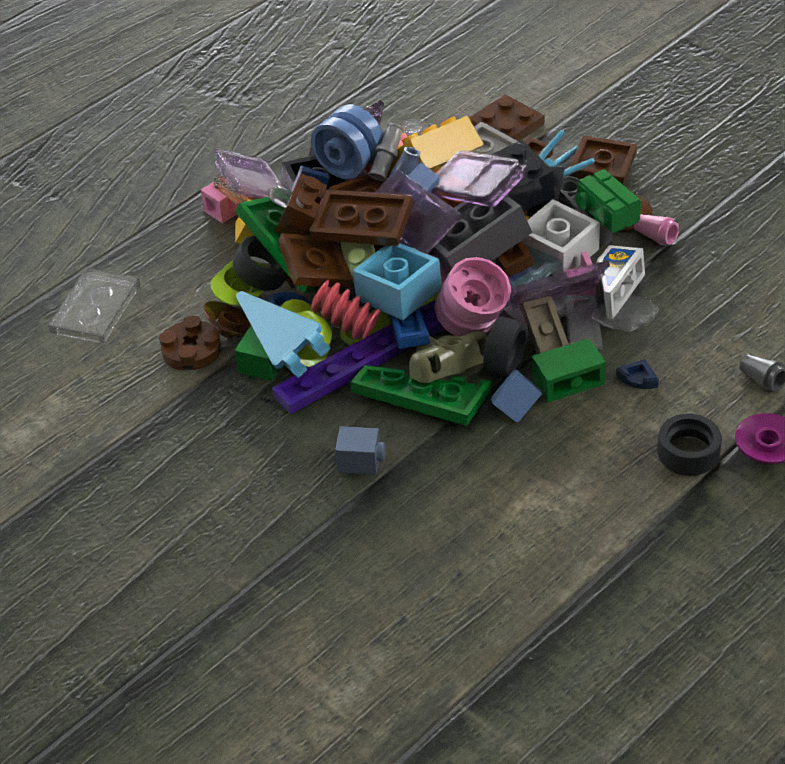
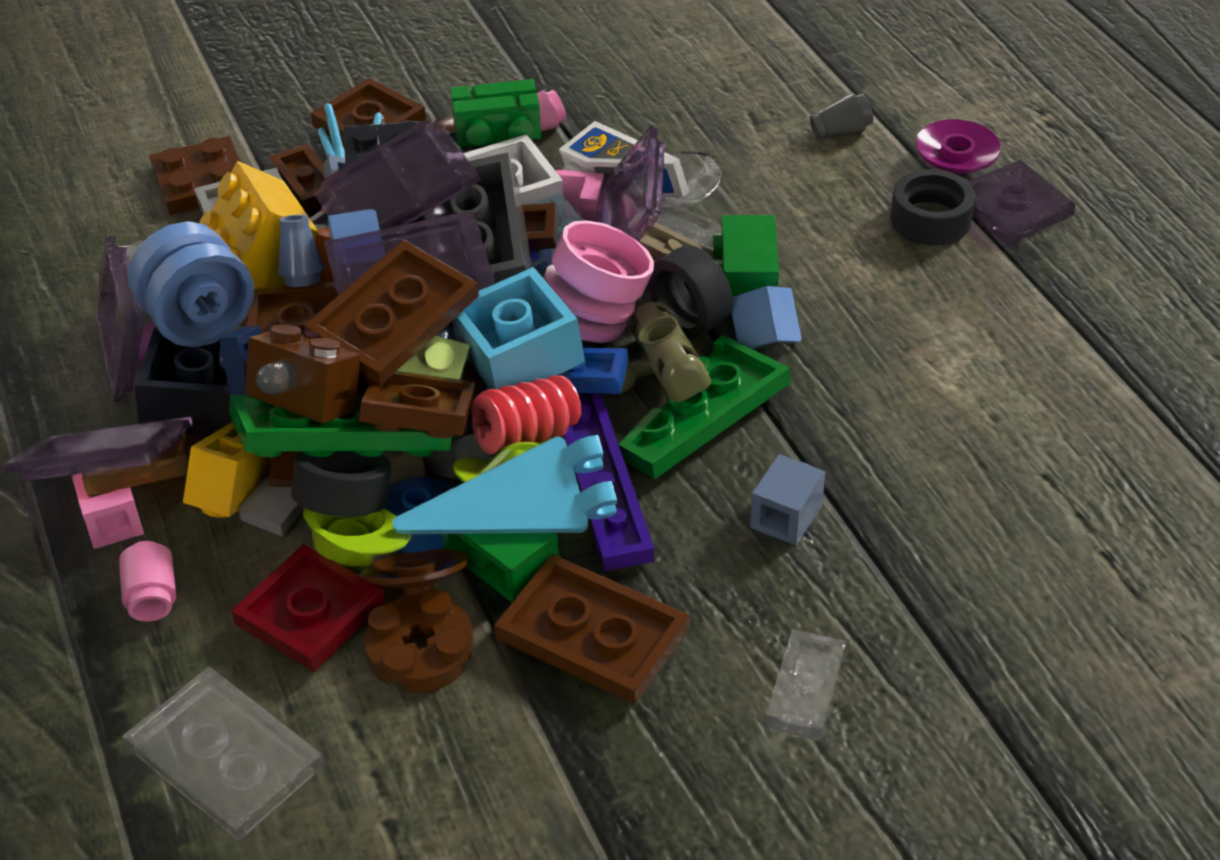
camera: 70 degrees left, 0 degrees up
(182, 233) = (147, 580): none -> bright pink brick
(185, 294) = (307, 607): none -> dark red plate
(222, 499) = (805, 685): none -> clear plate
(225, 403) = (592, 628): none -> reddish brown plate
(386, 152) = (251, 252): light grey pin -> none
(638, 375) = (787, 211): dark blue tile -> none
(736, 489) = (1018, 202): none -> clear purple tile

